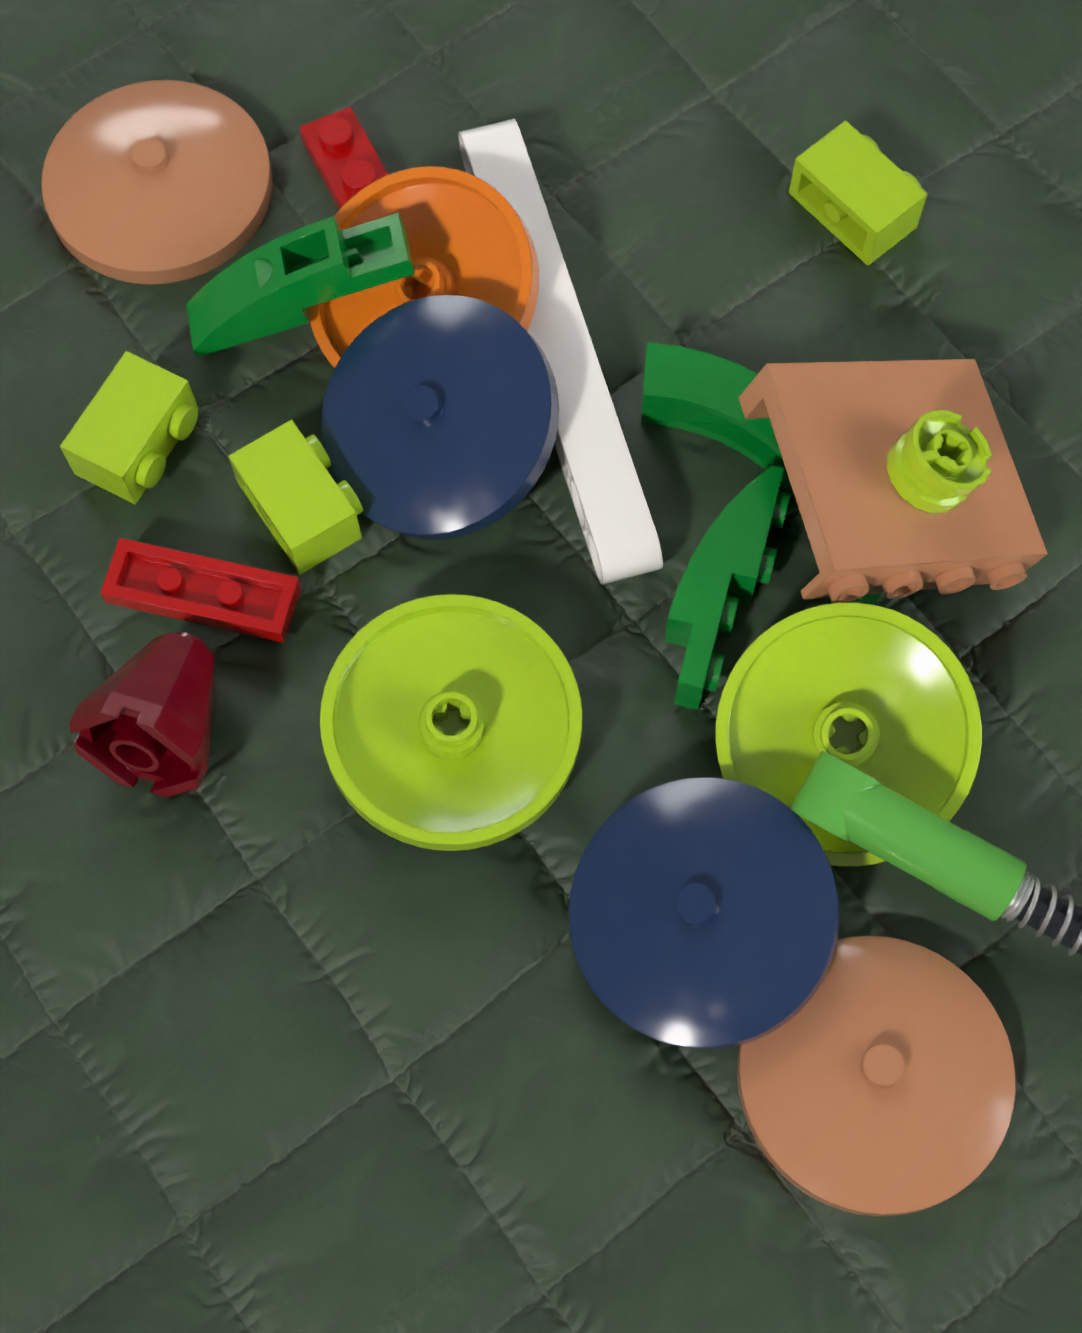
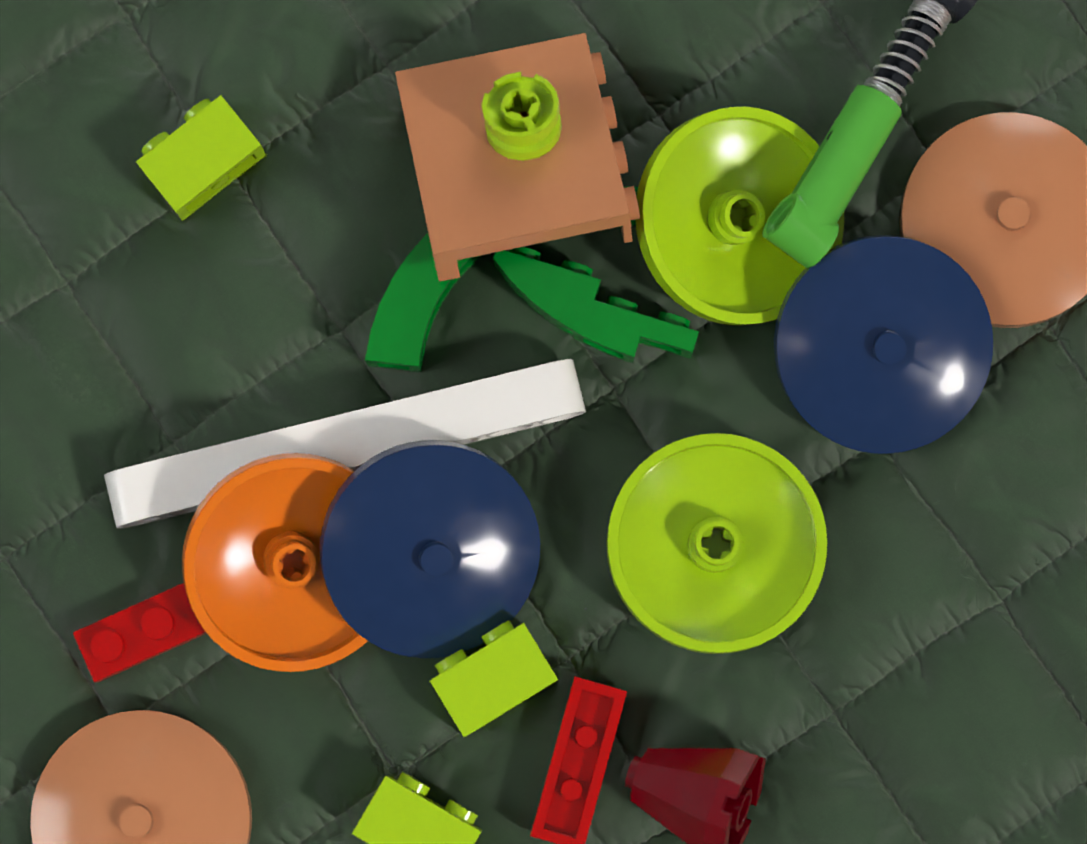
camera: 85 degrees left, 15 degrees up
(301, 269) = (286, 677): green slope -> none

